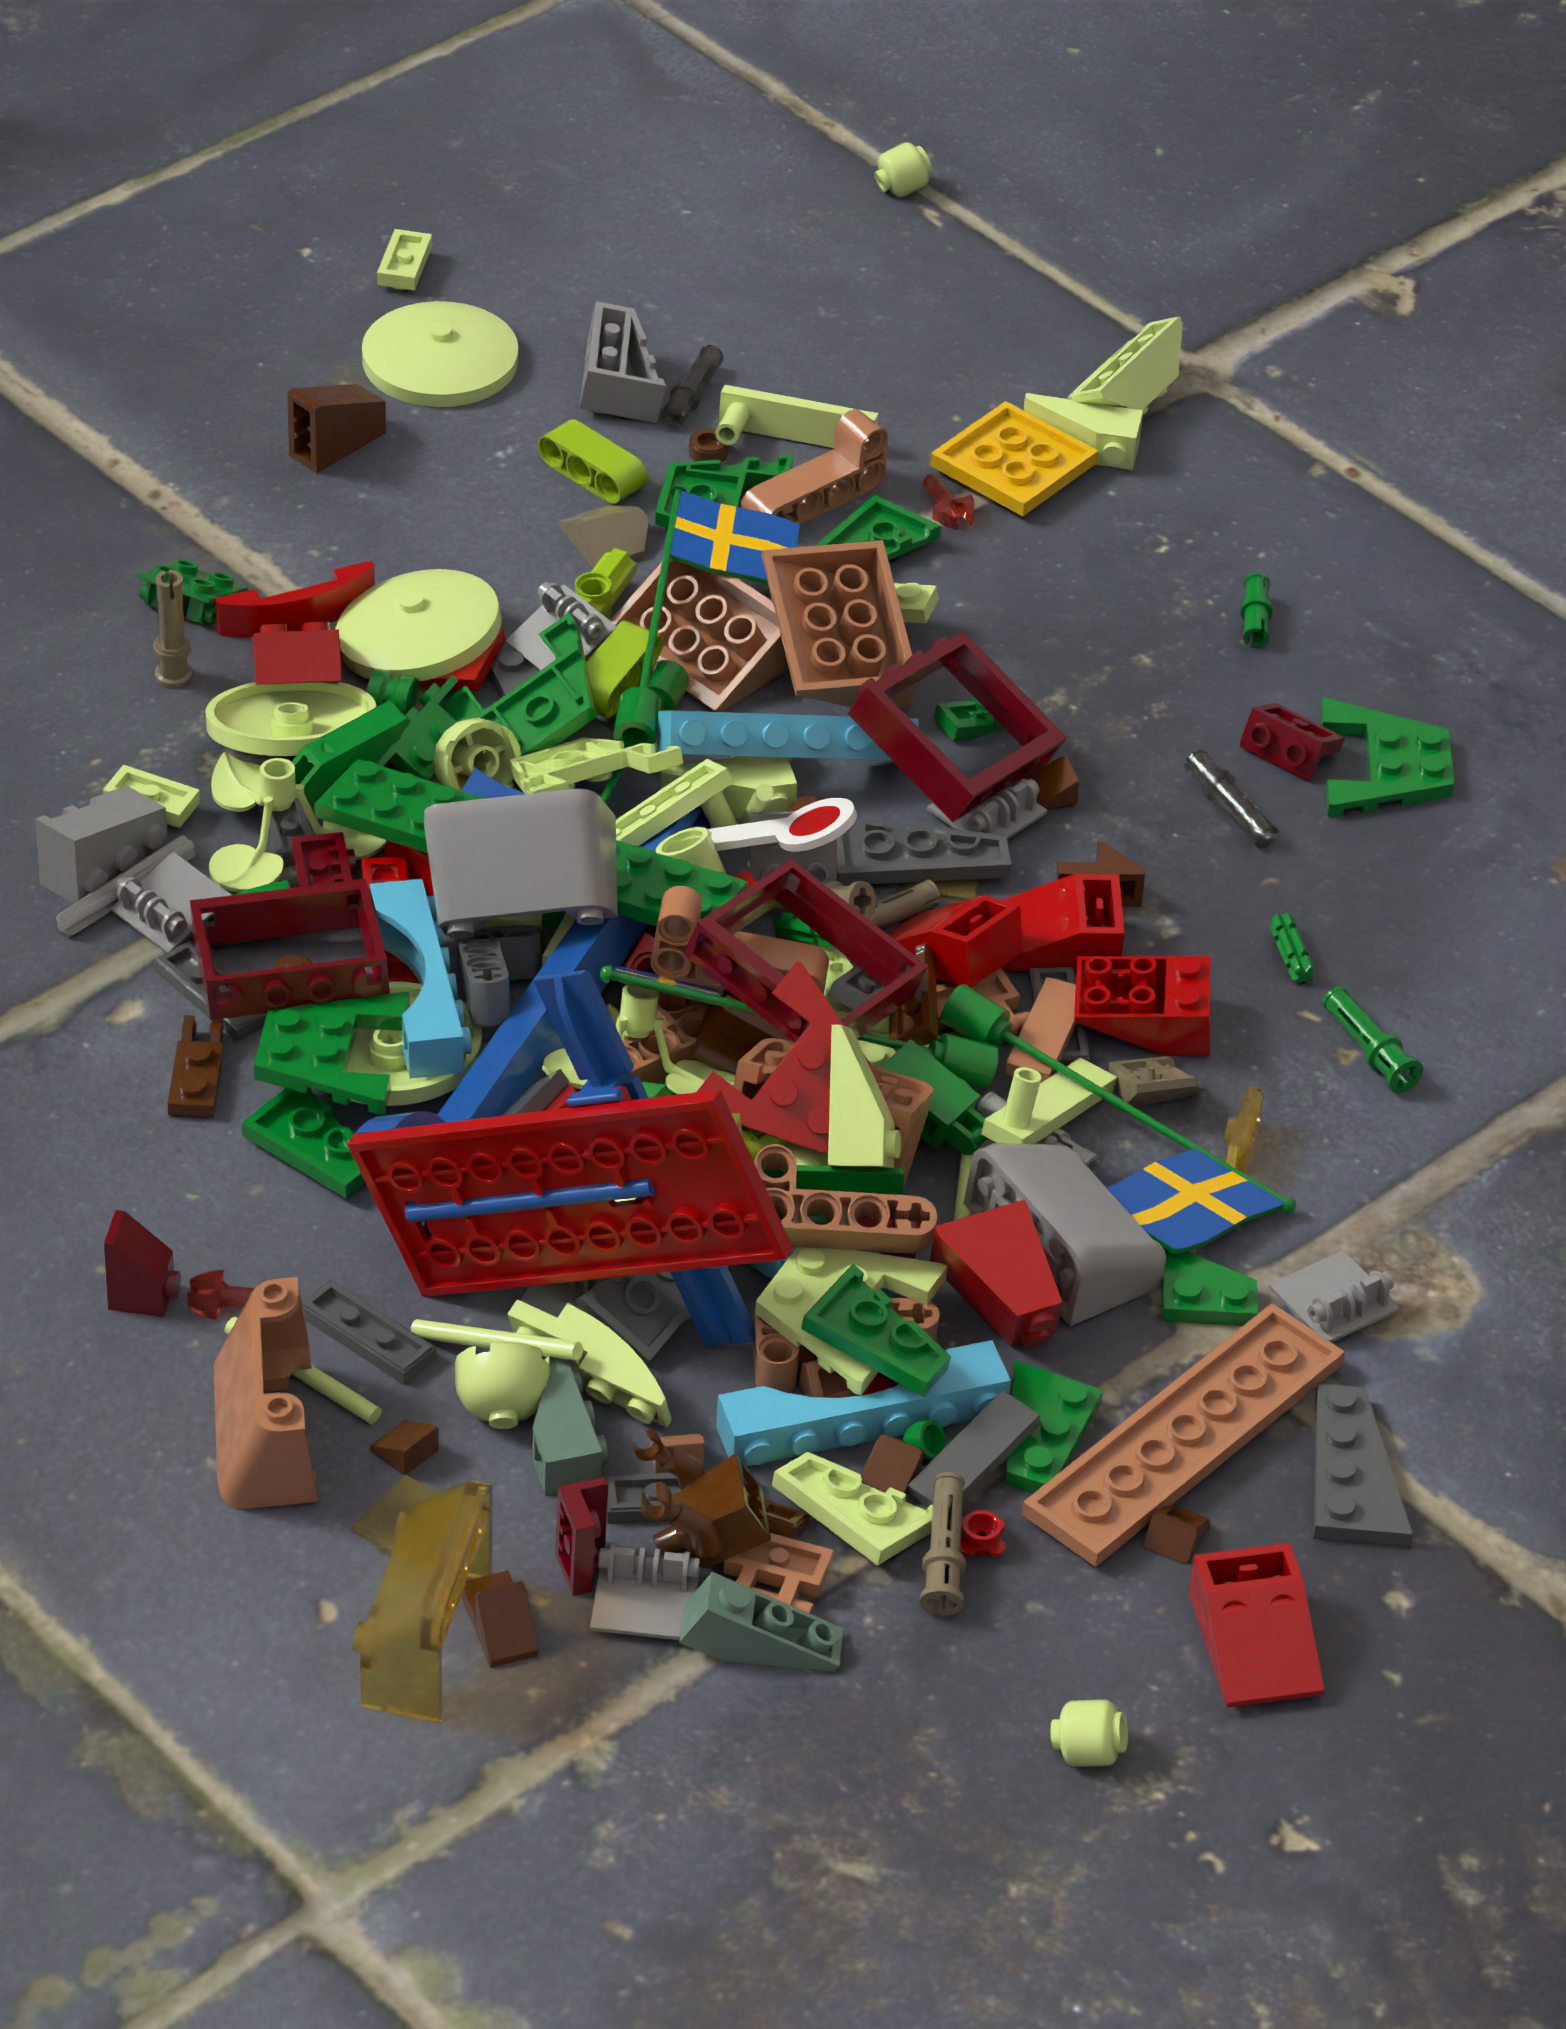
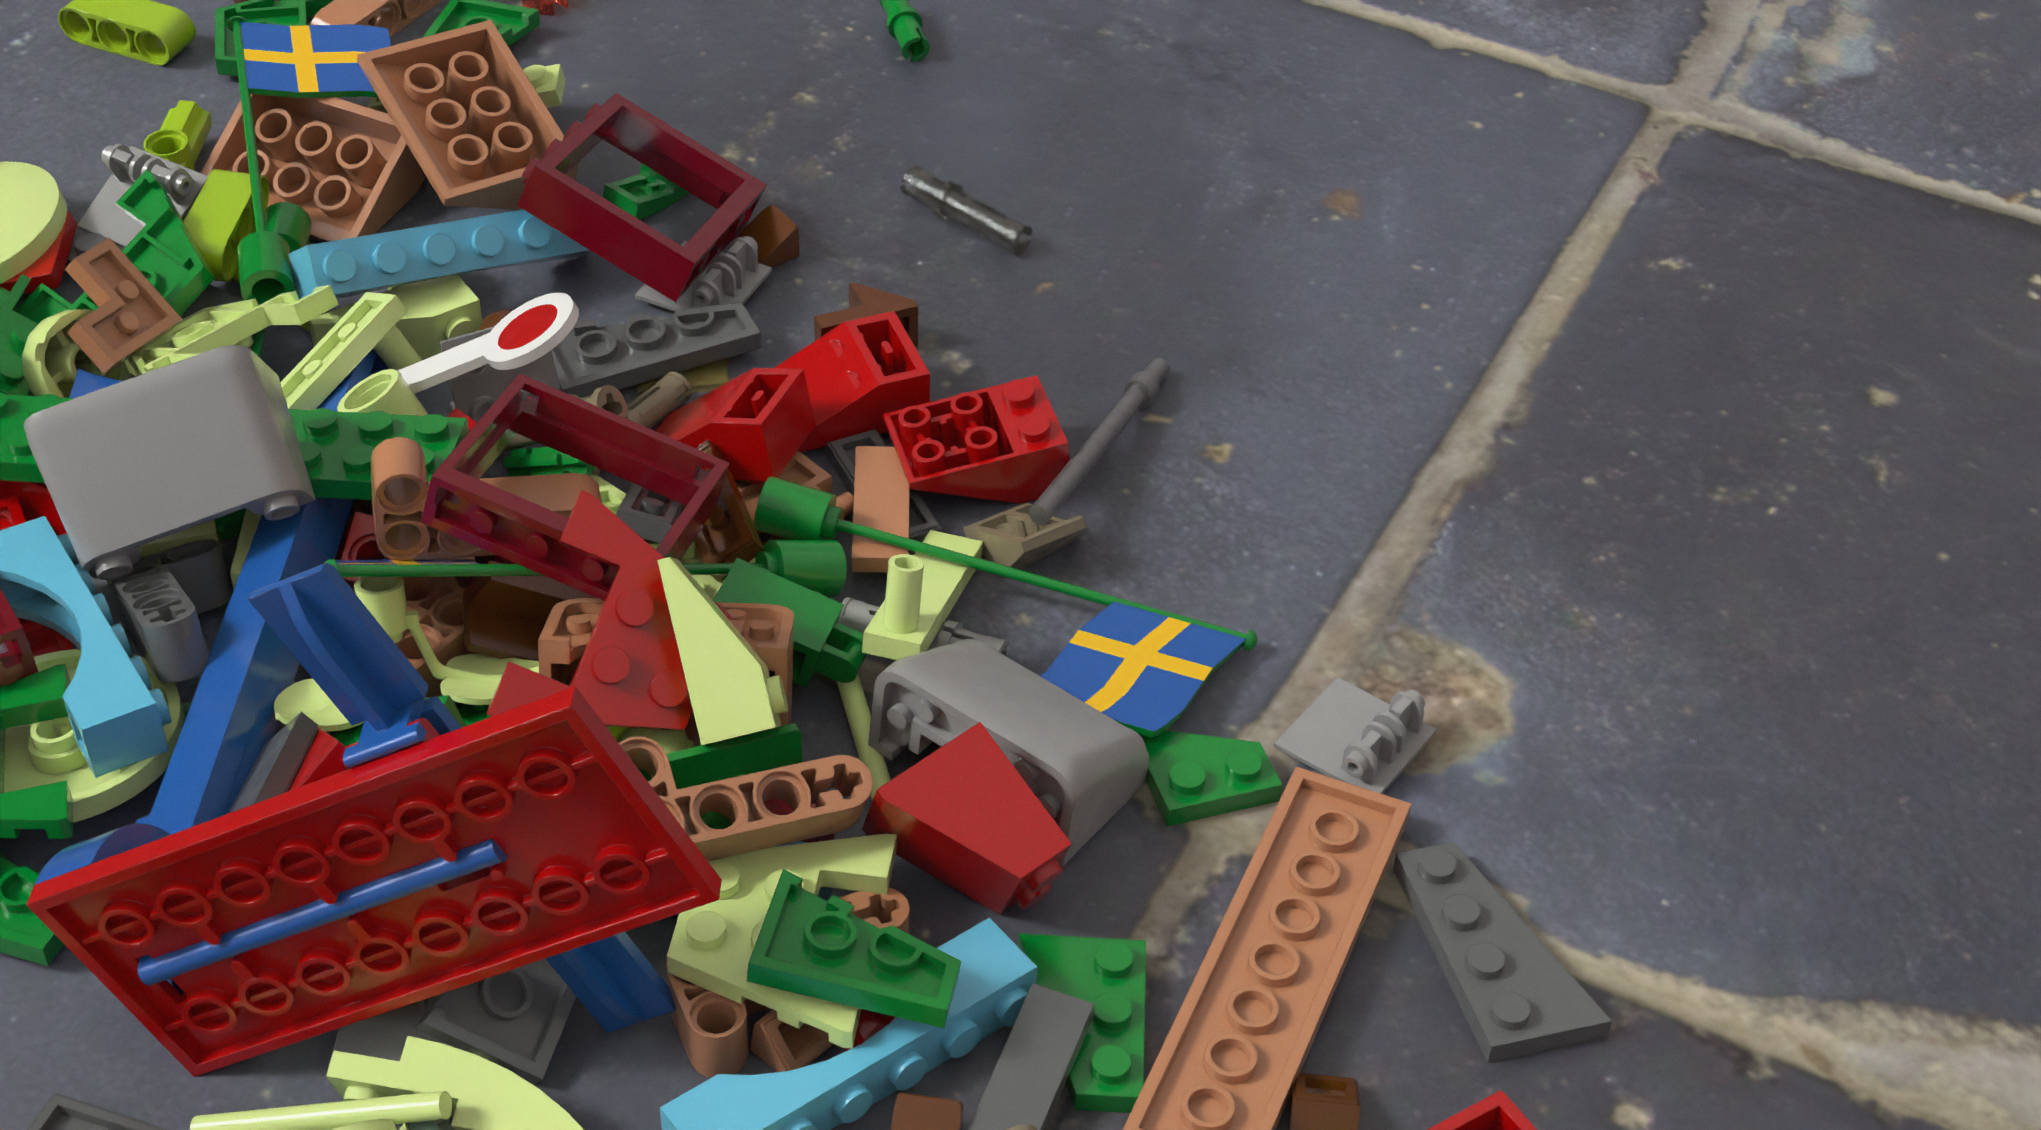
camera: 20 degrees left, 0 degrees up
(525, 726) = (129, 307): none -> nougat plate
(607, 529) = (161, 88): dark tan slope -> none
(758, 802) = (447, 324): yellowish green bar -> none
(927, 1436) = (952, 1078): green hinge -> none
(1243, 1130) = (1157, 563): clear yellow plate -> none
(1288, 739) = (998, 139): dark red bracket -> none
(1292, 948) = (1105, 348): green axle -> none
(1298, 991) = (1137, 394): none -> flat silver bar
(1381, 1050) = (1262, 435): green pin -> none
(1404, 759) = (1120, 129): green wing -> none

